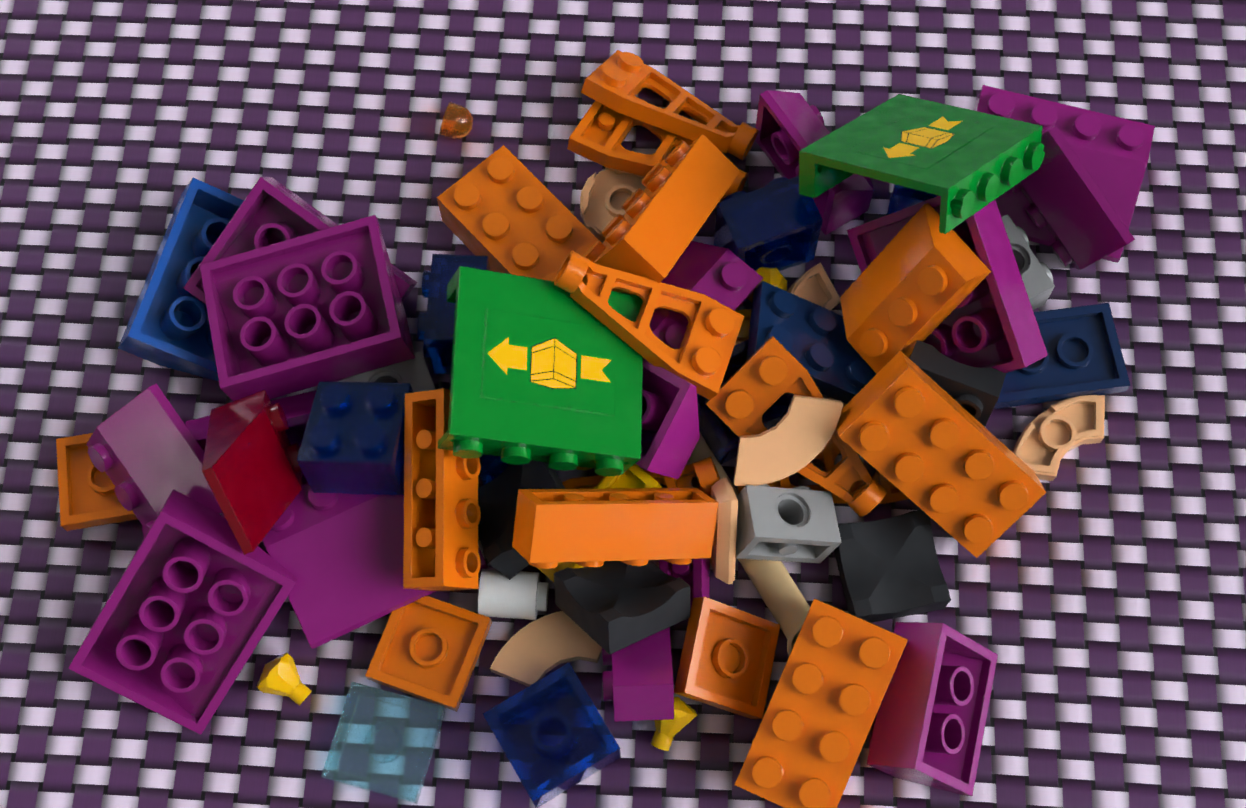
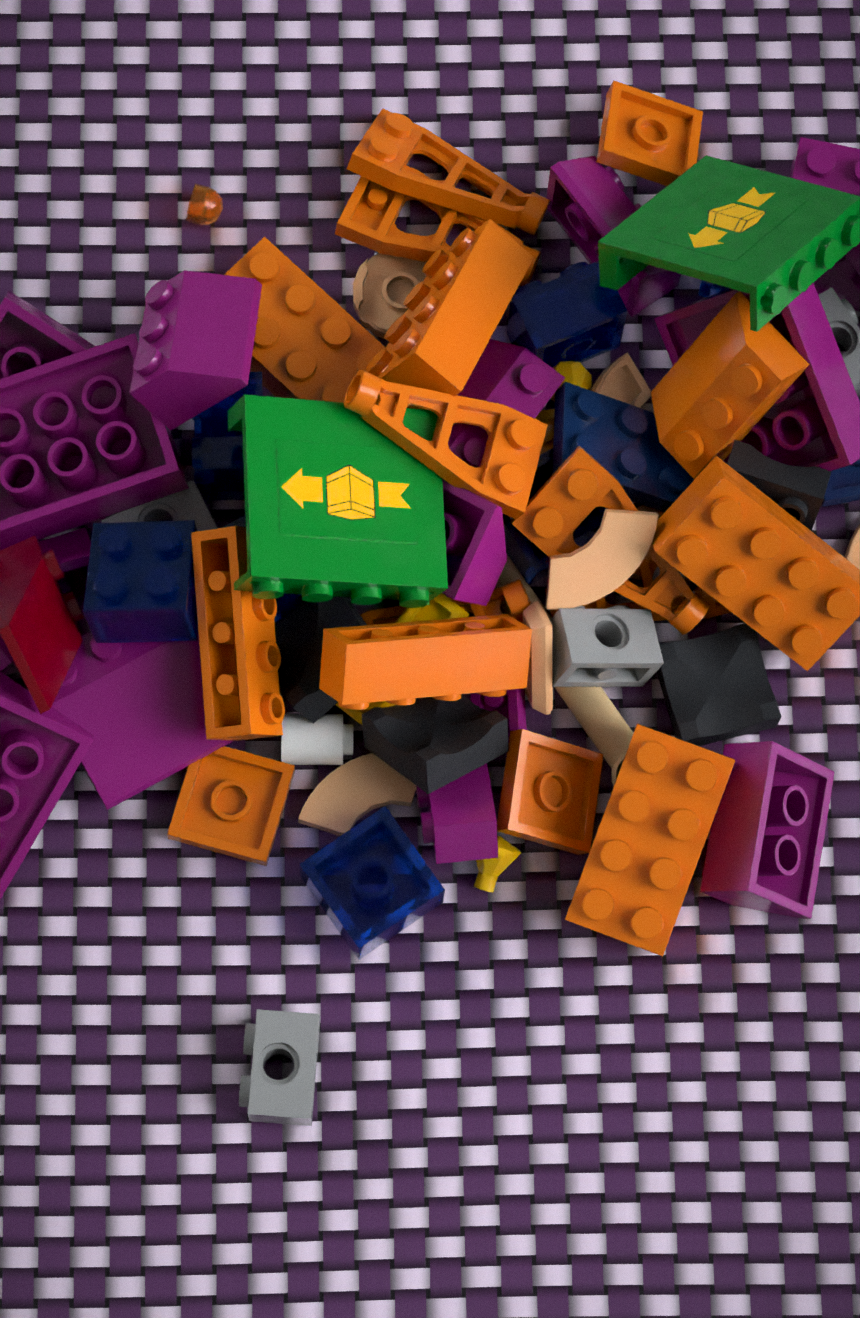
camera: 10 degrees left, 5 degrees up
(282, 679) = (77, 843): yellow rock -> none
(384, 742) = (192, 902): clear light blue tile -> none
(425, 227) = (194, 343): none -> magenta slope
(846, 78) = (648, 134): none -> orange plate

